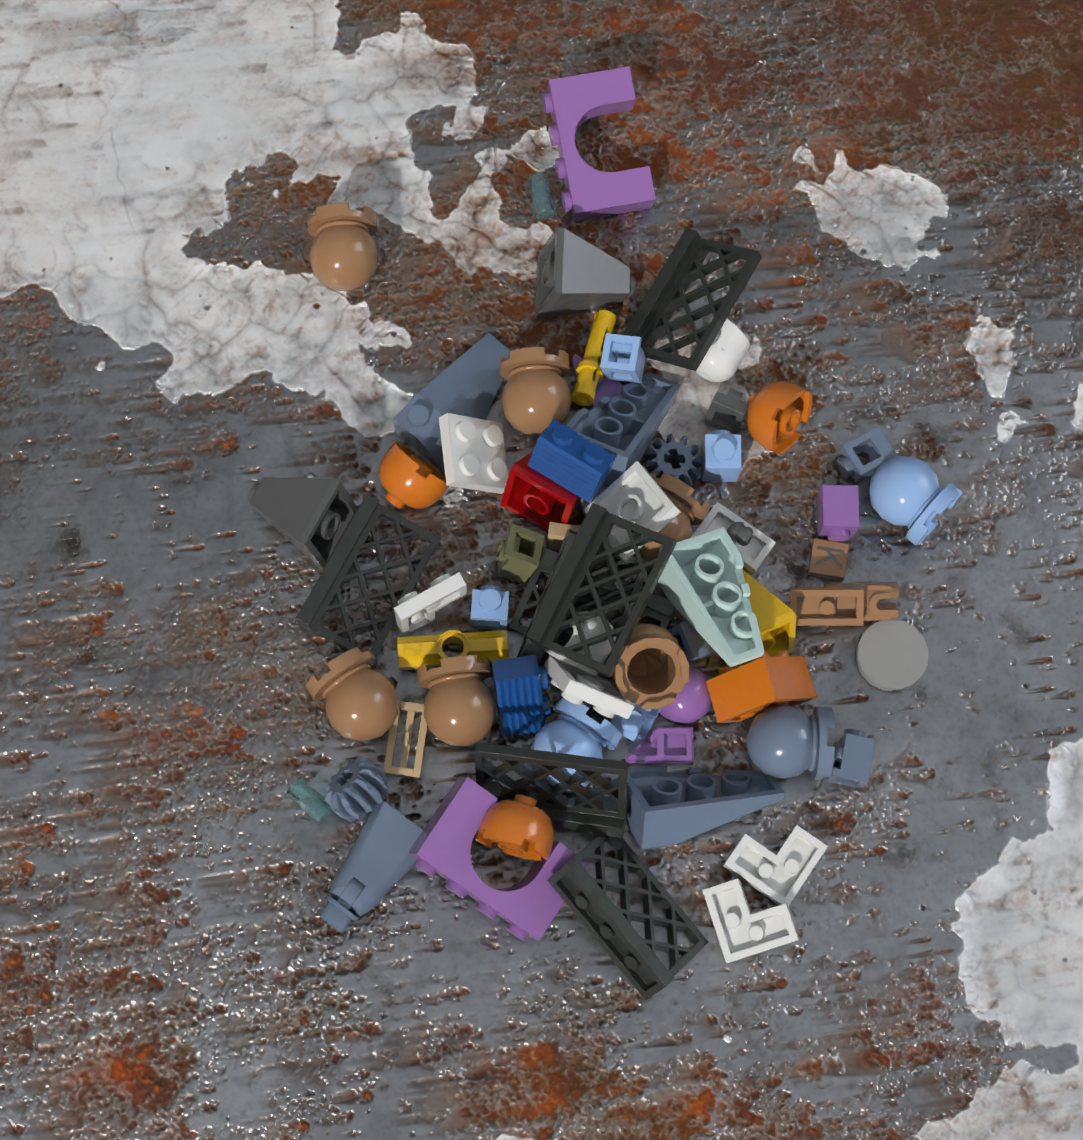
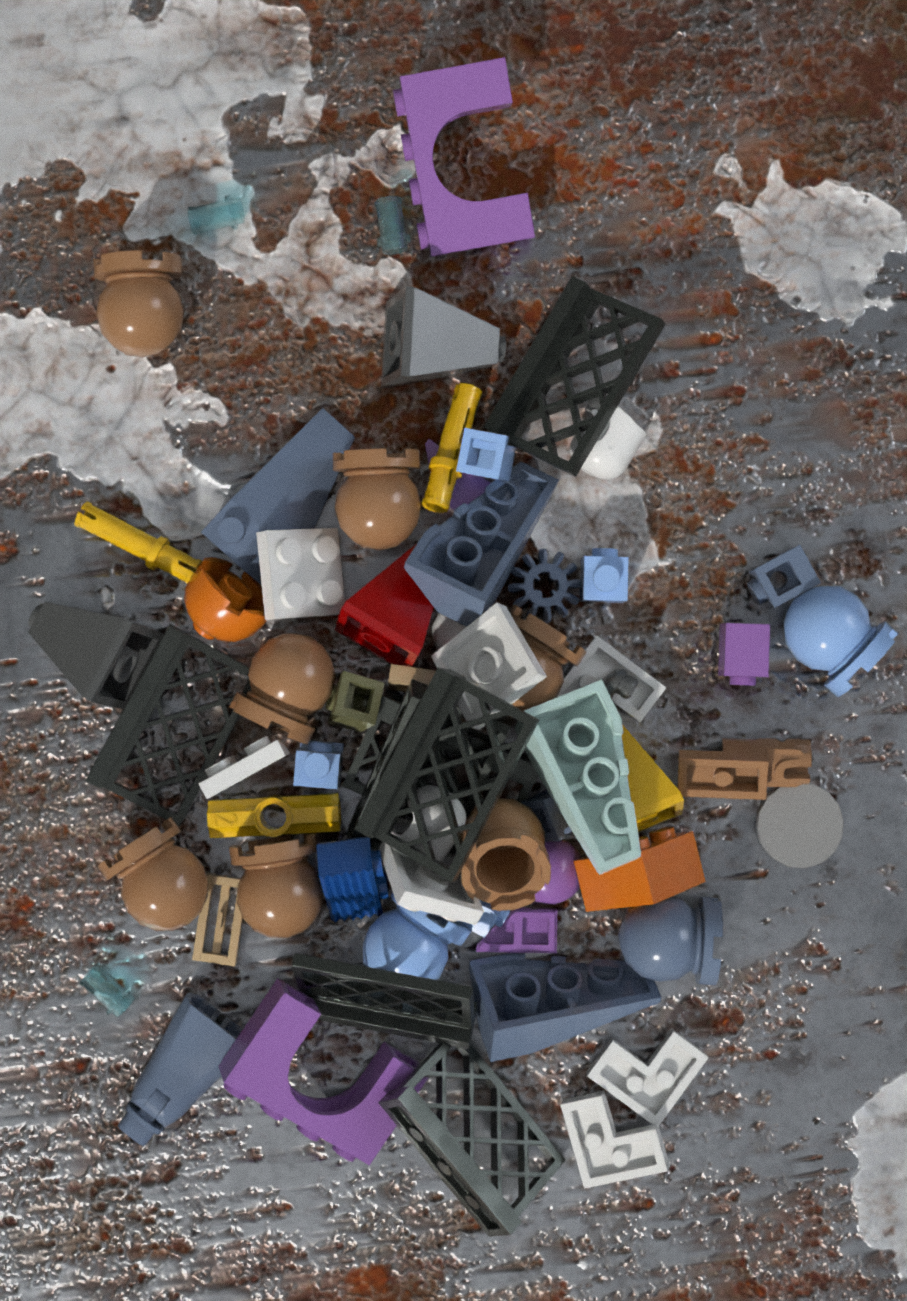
camera: 10 degrees right, 15 degrees up
(351, 441) = (138, 543): none -> yellow pin
(356, 789) = (159, 986): sand blue gear -> none
(403, 189) = (216, 215): none -> clear light blue pin
(464, 537) = (288, 682): none -> medium nougat tile
(518, 829) = (344, 1047): orange cylinder -> none
(571, 460) = (415, 601): blue brick -> none
(726, 411) = (614, 518): flat silver tile -> none
(776, 415) = (673, 526): orange cylinder -> none
(828, 559) = (729, 705): medium nougat tile -> none
(853, 759) = (744, 953): sand blue brick -> none

